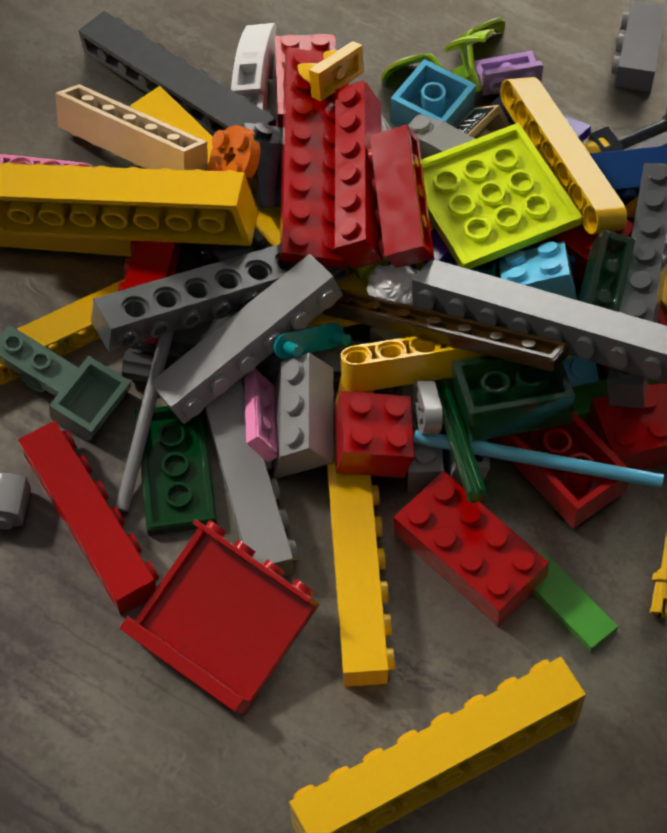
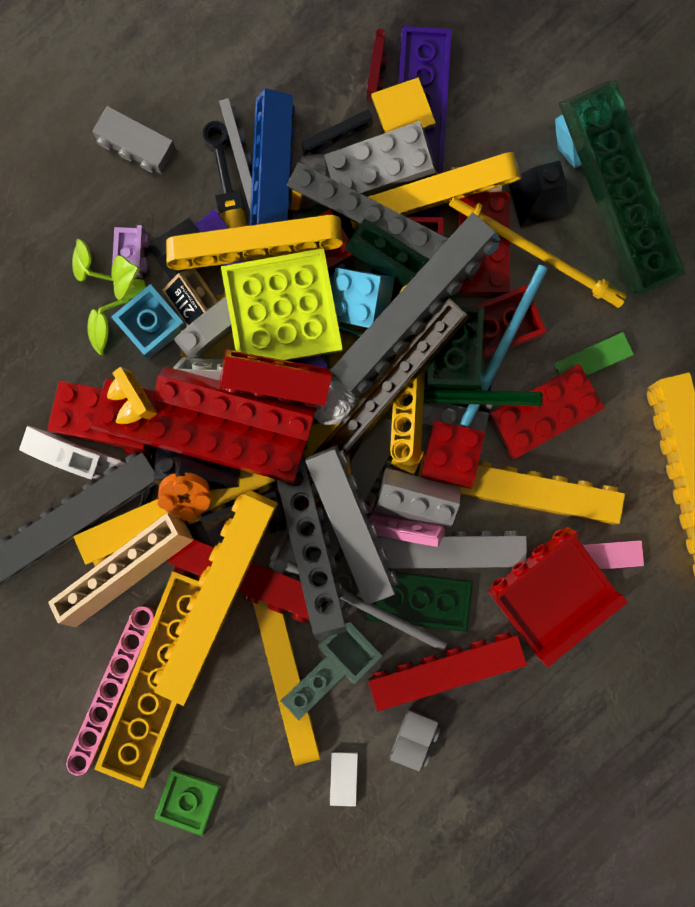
camera: 75 degrees left, 25 degrees up
(300, 691) = (616, 554): none -> bright pink tile
(310, 340) = (367, 493): teal piece -> none
(427, 407) = (448, 411): light grey beam -> none

